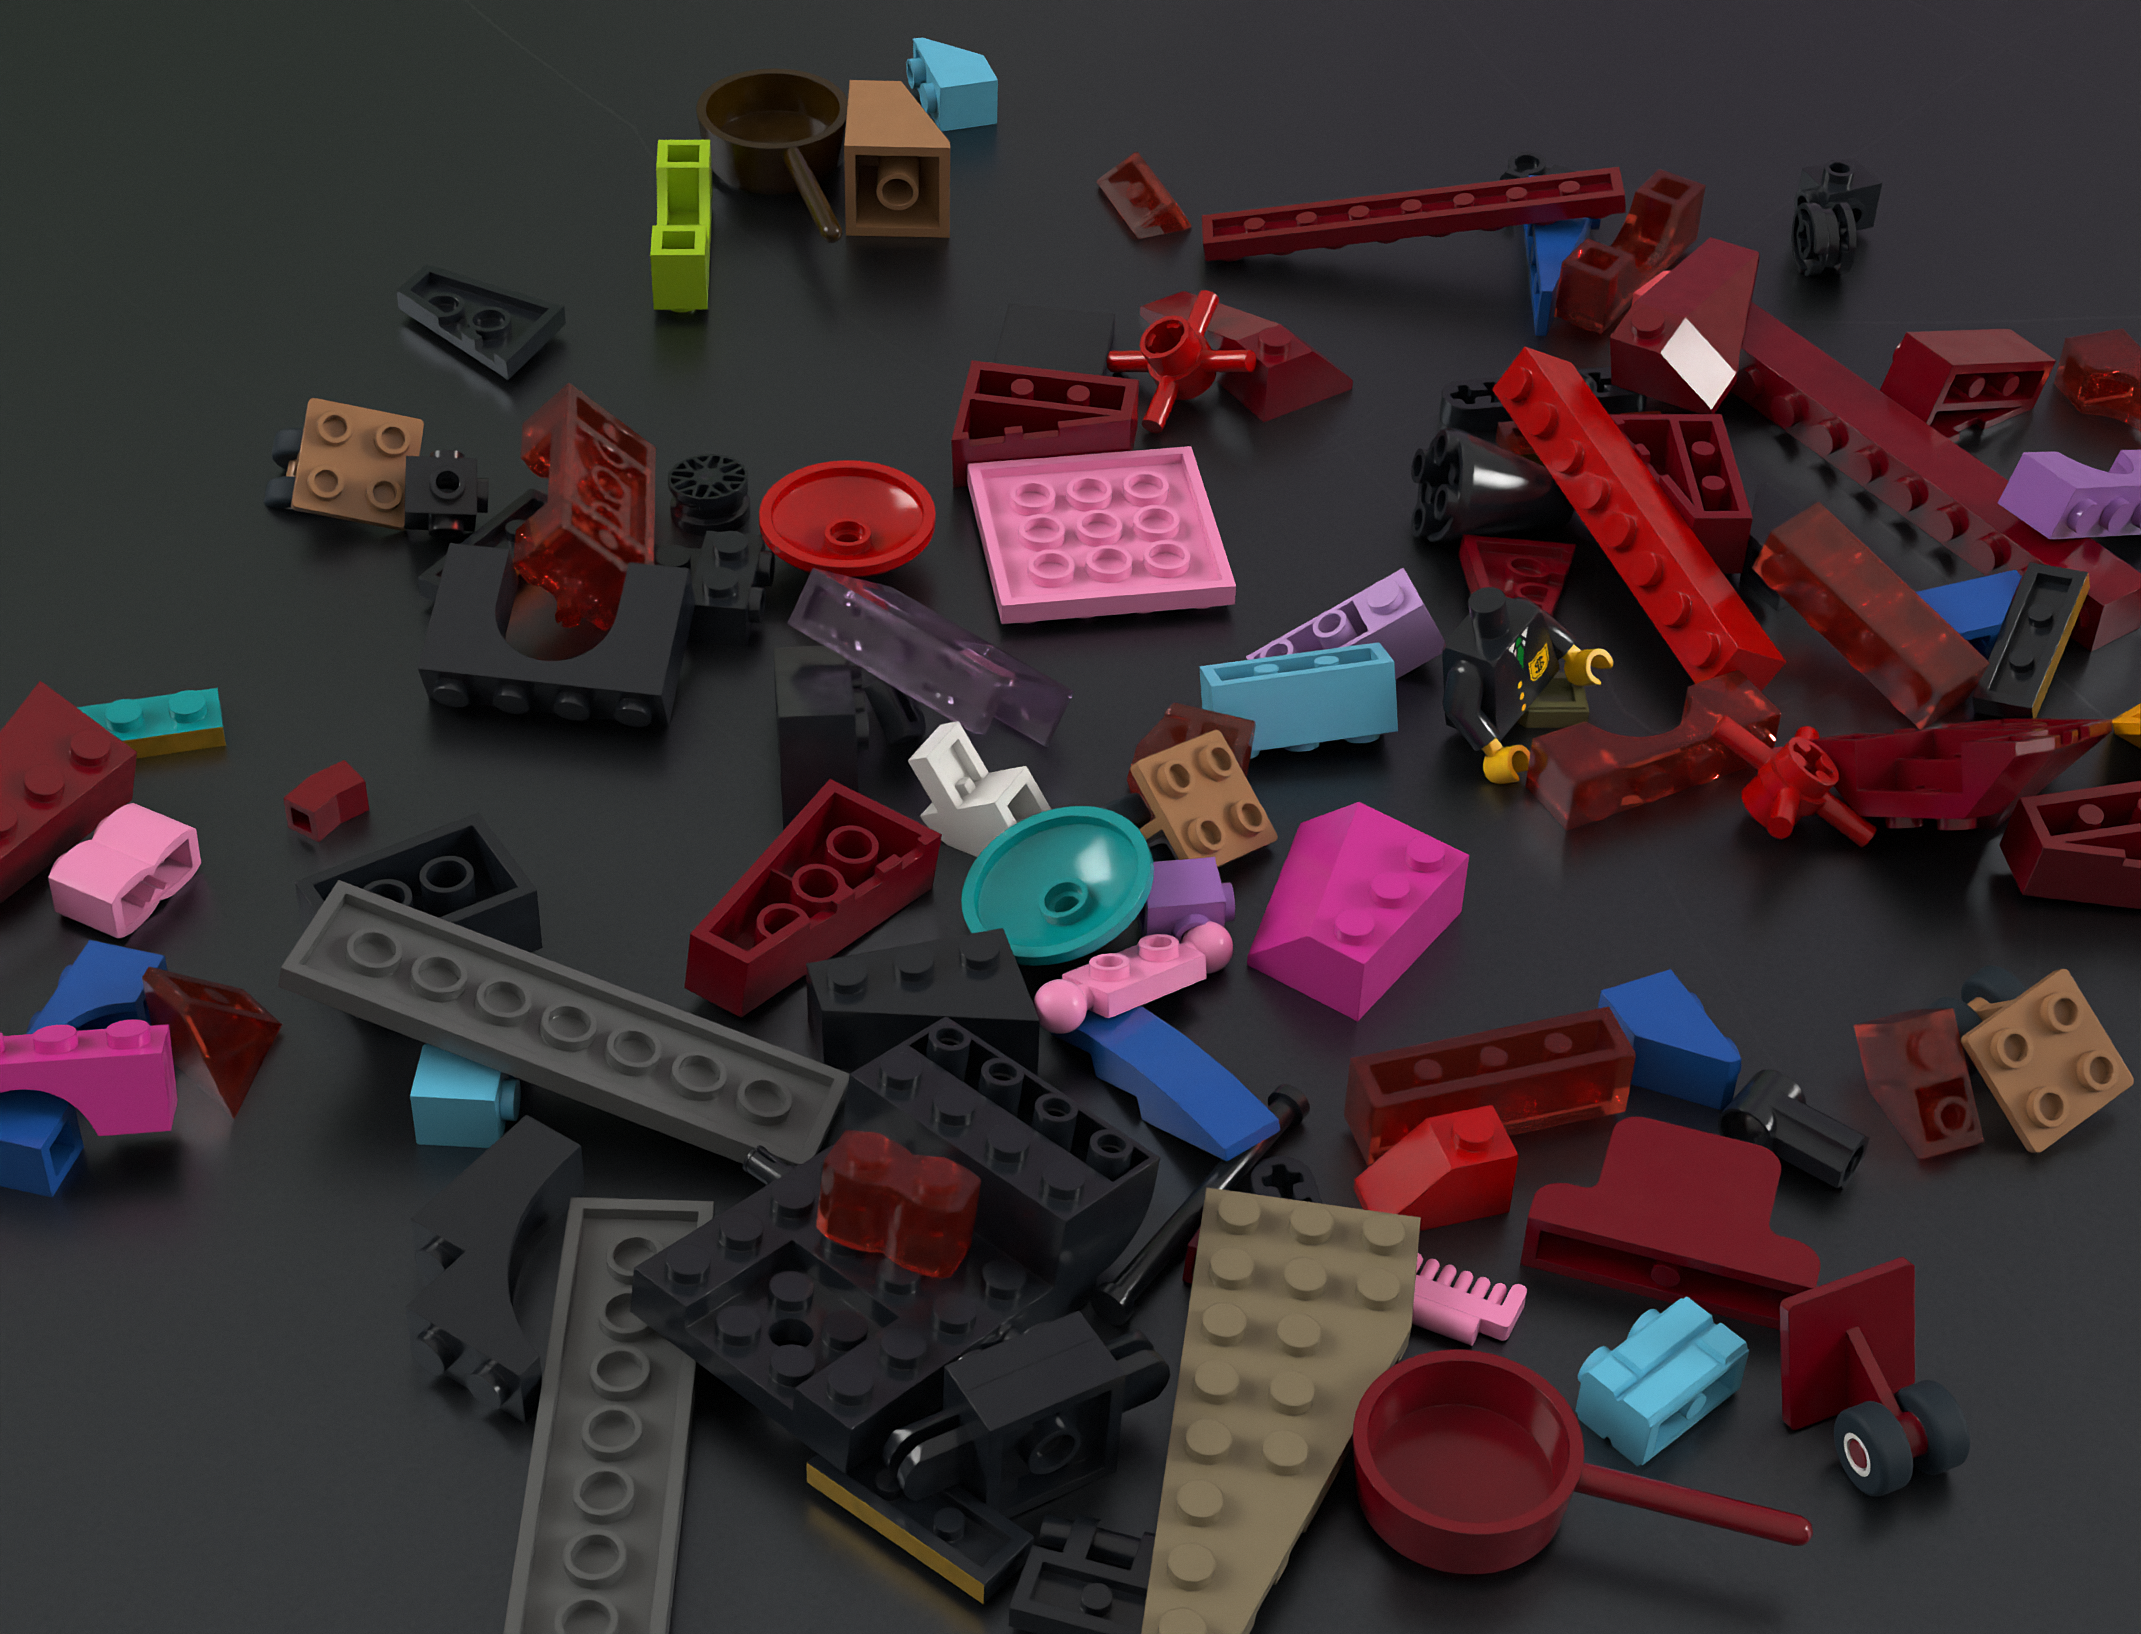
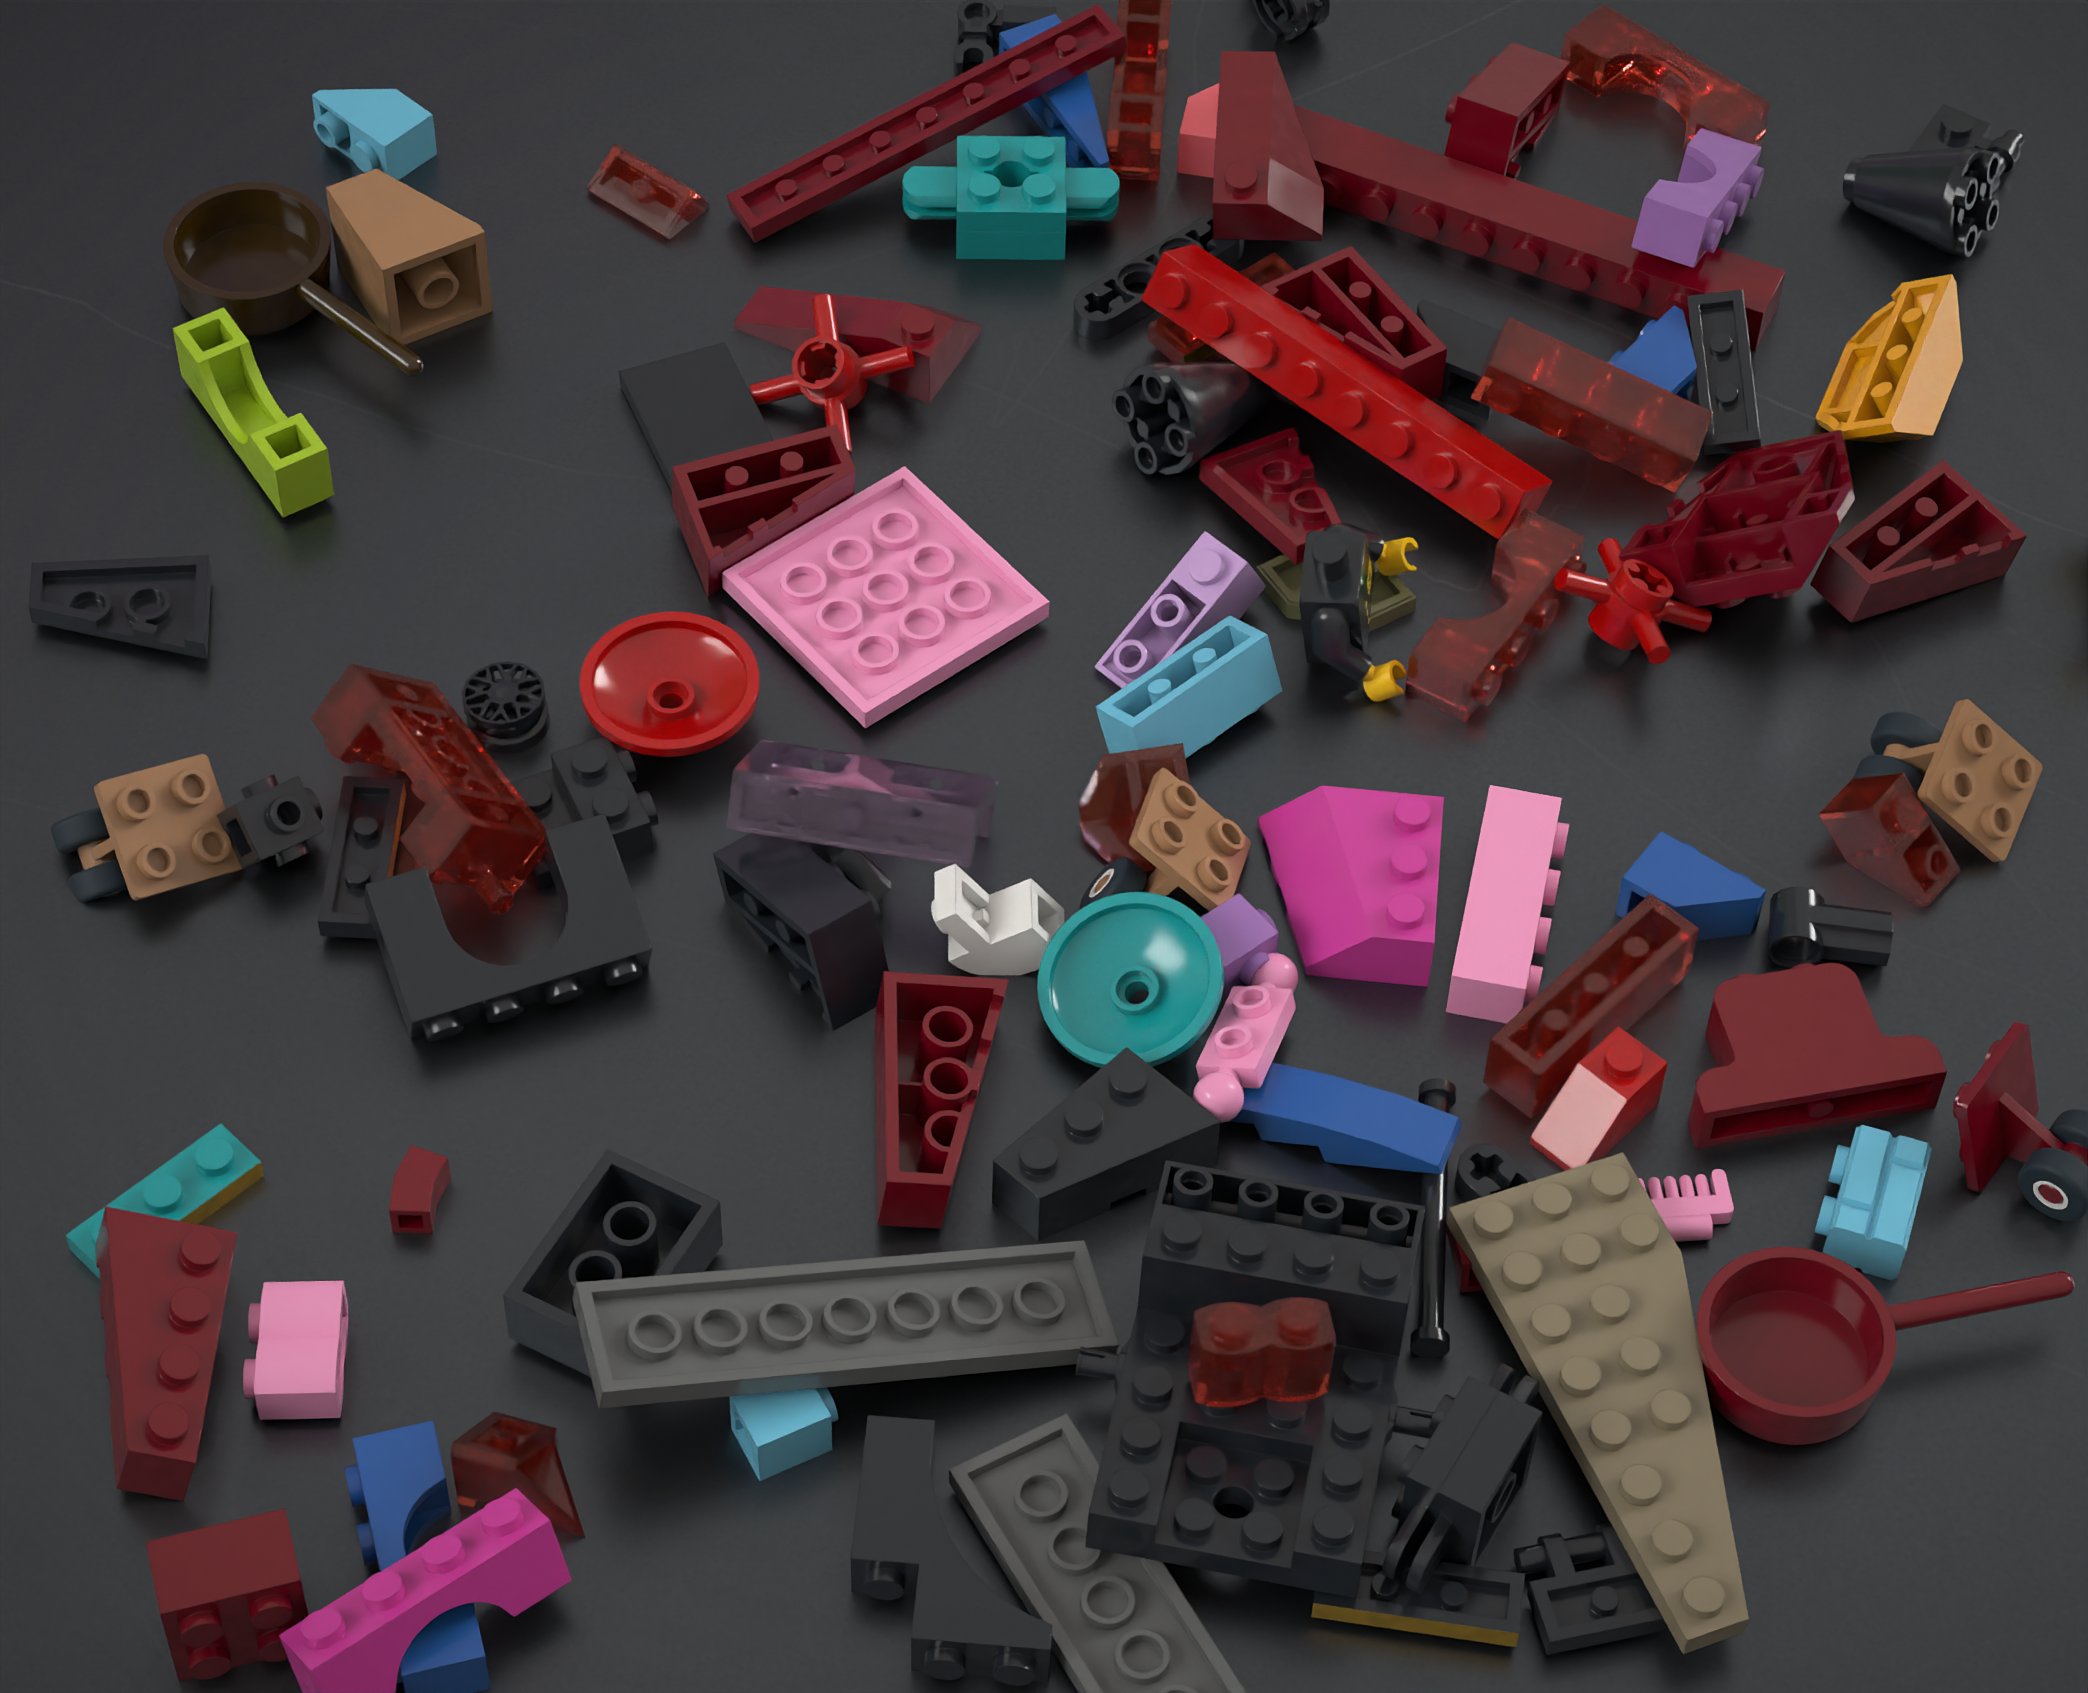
camera: 30 degrees left, 10 degrees up
(1448, 294) = (1010, 196): none -> teal brick
(1481, 967) = (1504, 905): none -> bright pink brick

